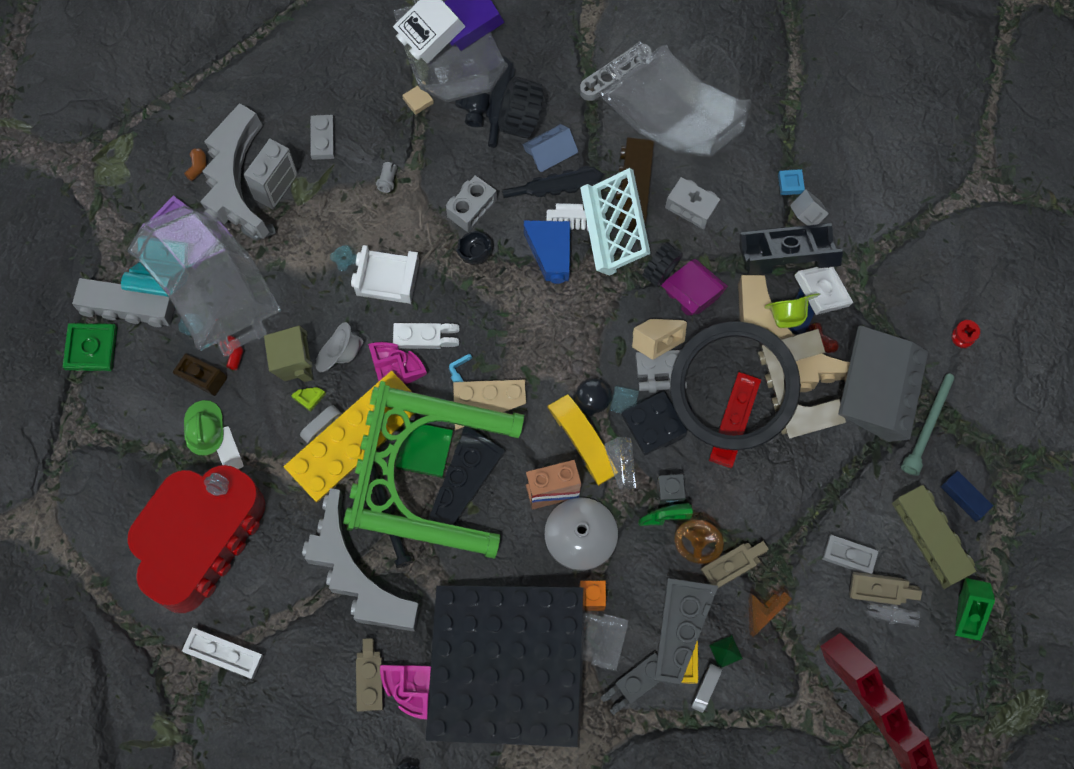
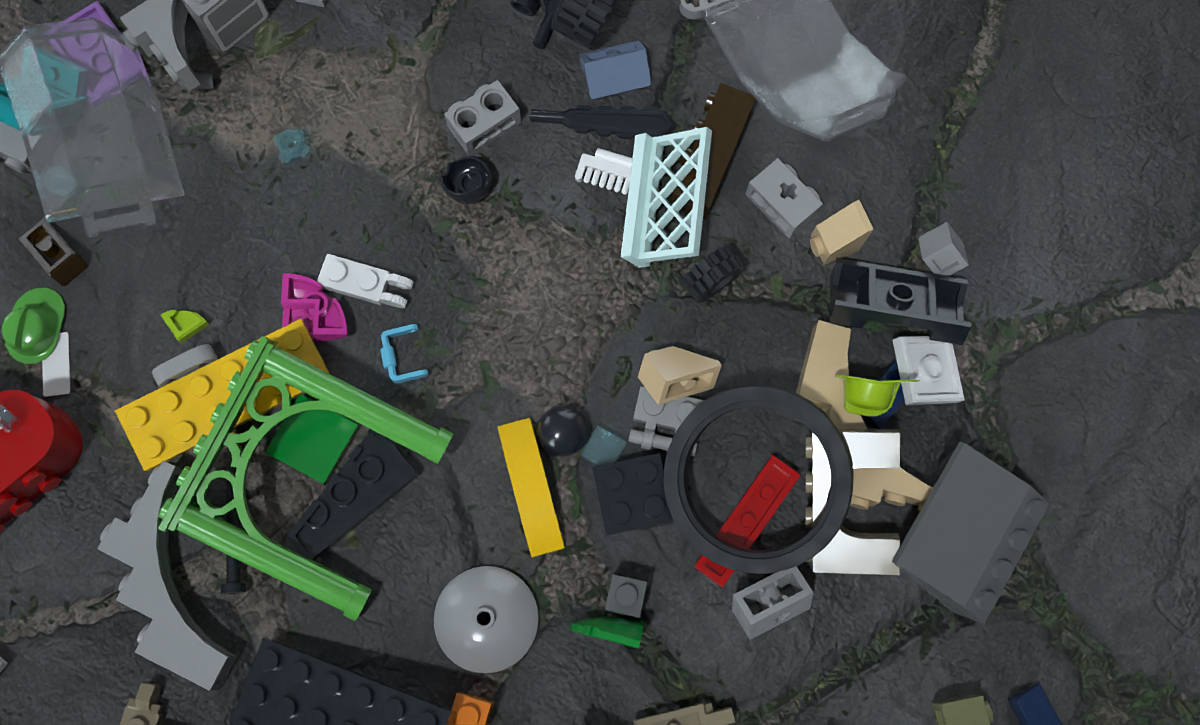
camera: 15 degrees right, 5 degrees up
(235, 357) = (106, 238): red arm -> none
(289, 354) = (171, 259): olive plate -> none
(339, 348) = (244, 269): light grey piece -> none
(385, 183) = (378, 57): light grey pin -> none
(385, 275) = (337, 184): white panel -> none
(491, 395) = (421, 391): tan wing -> none
(550, 247) = (571, 208): blue slope -> none
(553, 484) = (461, 544): nougat panel -> none
(622, 462) = (571, 537): clear slope -> none
(694, 287) = (749, 317): magenta slope -> none
(702, 530) = (644, 677): clear orange piece -> none
(739, 215) = (841, 233): none -> tan slope
(768, 465) = (772, 601): none -> light grey brick
(791, 182) = (930, 206): dark azure plate -> none
(829, 344) = (909, 449): clear red arm -> none
(913, 463) = (980, 654): sand green piece -> none
(961, 338) = (1104, 495): red wheel -> none

